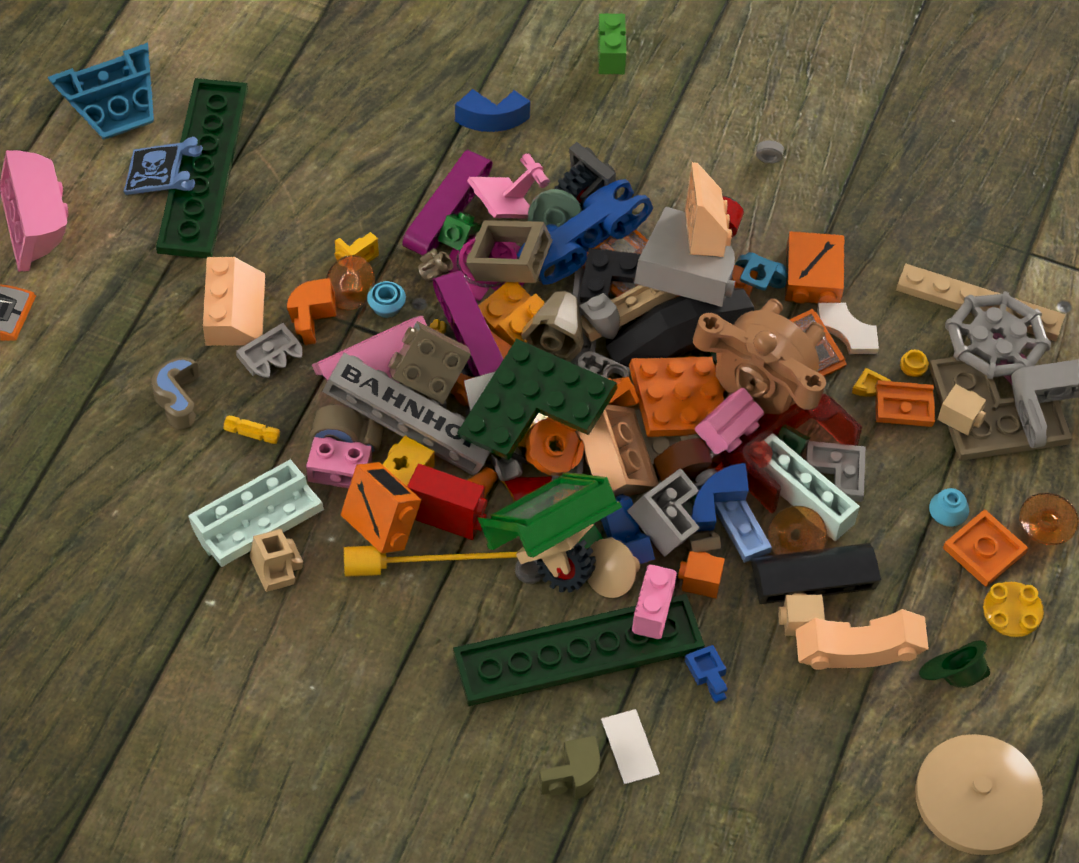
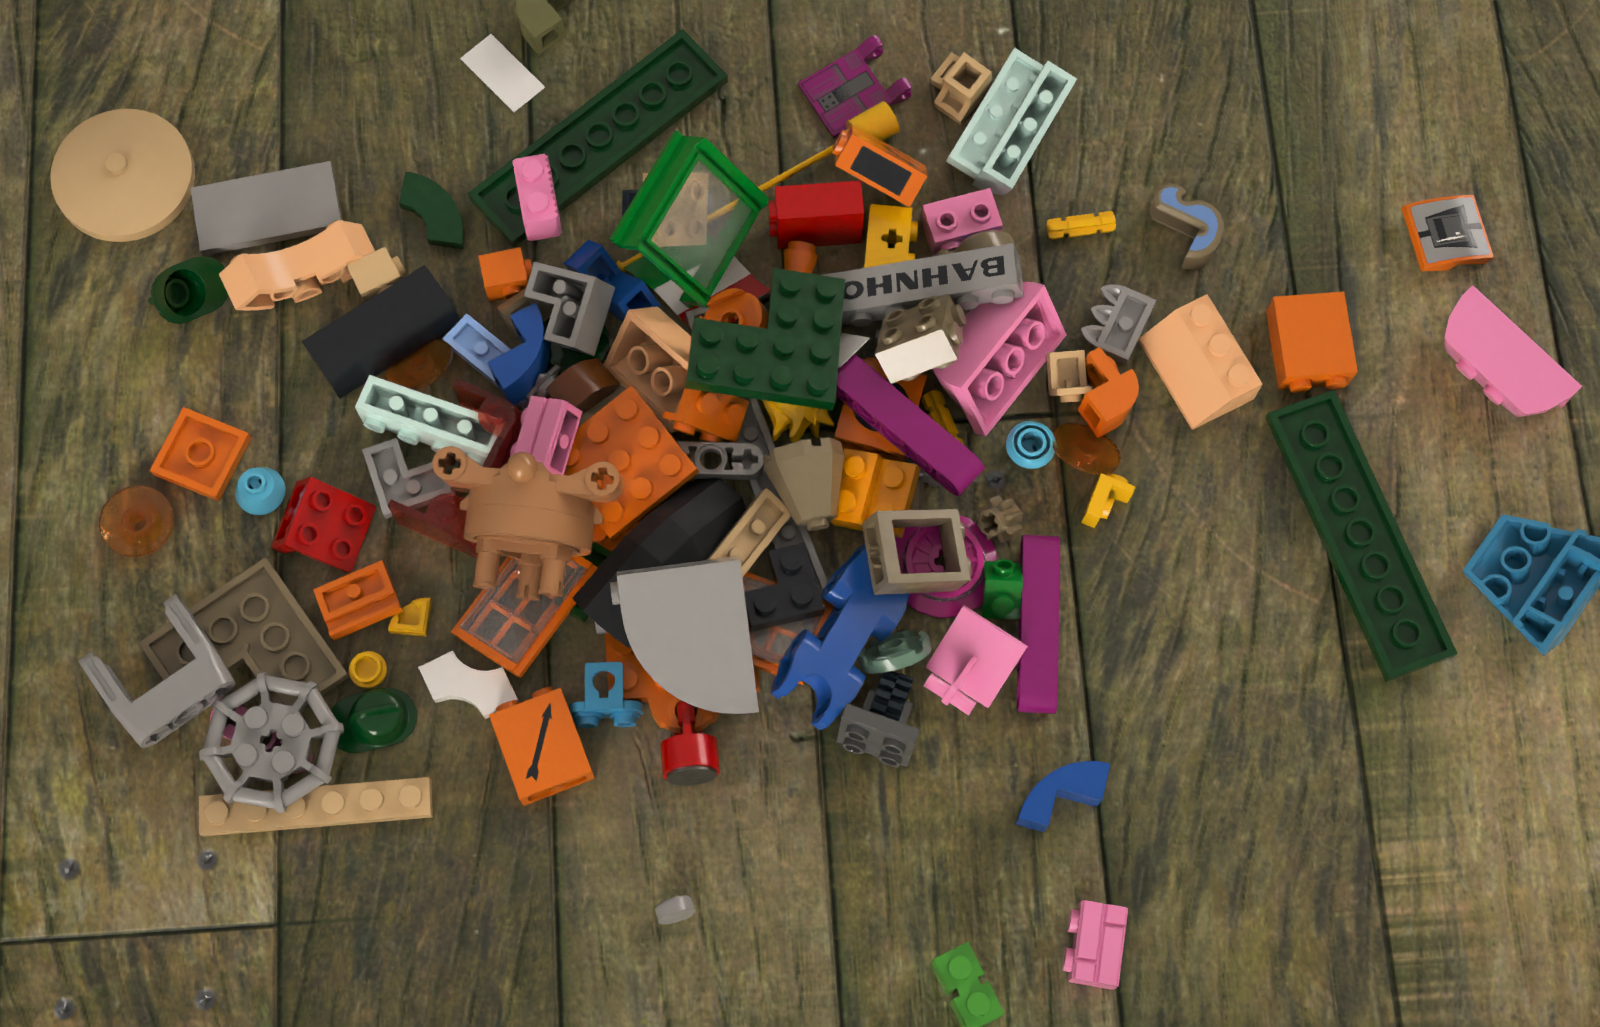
camera: 155 degrees right, 15 degrees up
(147, 283) = (1311, 341): none -> orange brick
(159, 166) = (1410, 501): medium blue flag -> none
(332, 330) = (1067, 375): none -> tan bracket
(361, 604) = (850, 87): none -> magenta flag
(520, 34) = (1096, 944): none -> bright pink brick
(602, 315) = (763, 515): light grey plate -> none
(614, 568) = (595, 225): tan dish -> none
(706, 215) = (687, 680): light nougat slope -> none
(708, 668) = (453, 175): blue plate -> none
(734, 653) = (435, 208): none -> dark green tile
(870, 708) = (265, 208): none -> light grey tile
(917, 461) = (324, 524): none -> red bracket
(921, 333) = (374, 719): none -> dark green piece
(962, 410) = (278, 603): tan brick -> none
(1013, 608) = (146, 394): yellow dish -> none

